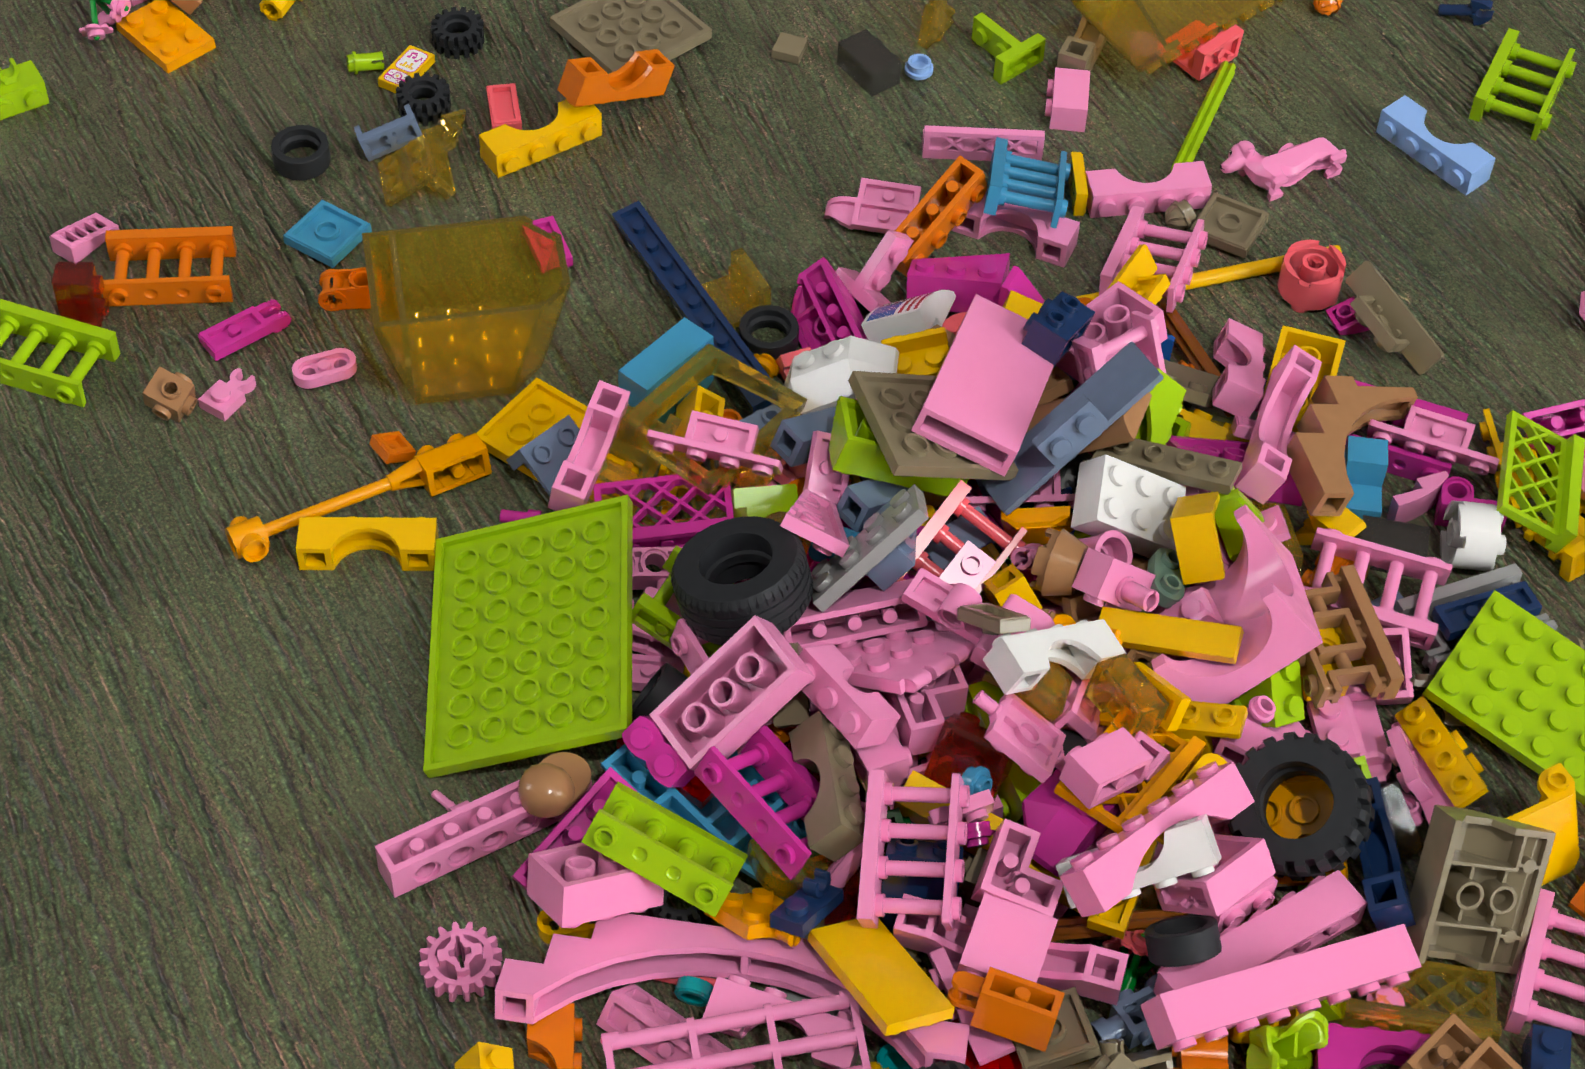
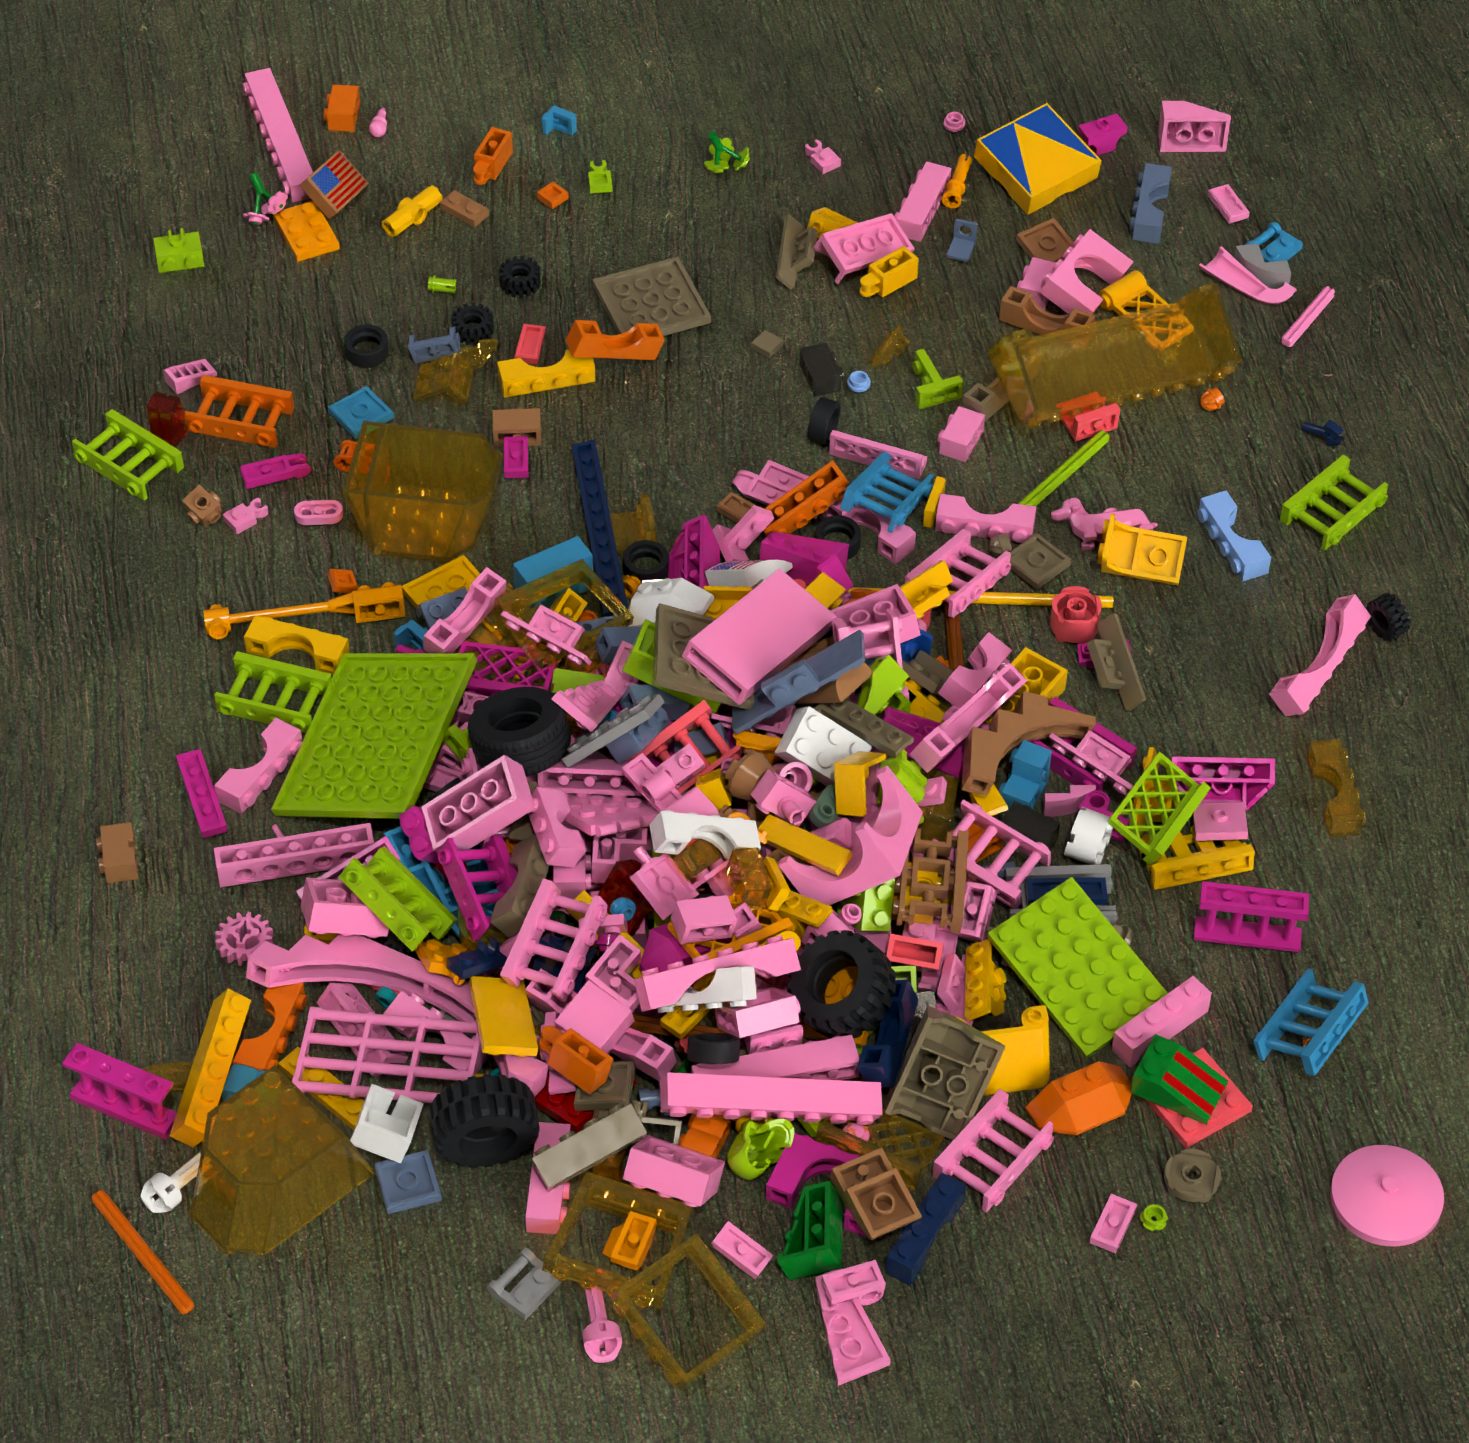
camera: 20 degrees right, 0 degrees up
(237, 892) = (118, 851): none -> medium nougat brick
(318, 774) = (201, 793): none -> dark pink plate
(361, 586) = (278, 673): none -> lime fence
(370, 750) = (241, 787): none -> bright pink arch
(409, 62) = (475, 293): tile -> none
(519, 494) = (410, 633): none -> dark azure bracket
(536, 202) = (517, 423): none -> medium nougat brick
(554, 784) = (345, 839): medium nougat cap -> none
(850, 244) = (734, 507): none -> medium nougat plate
(906, 118) = (823, 420): none -> black tyre
(986, 234) = (841, 524): none -> black tyre
(993, 619) = (669, 798): dark tan plate -> none
(1056, 326) = (829, 603): dark blue brick -> none
(1348, 186) = (1141, 552): none -> yellow bracket
(1357, 735) = (915, 951): none -> coral brick

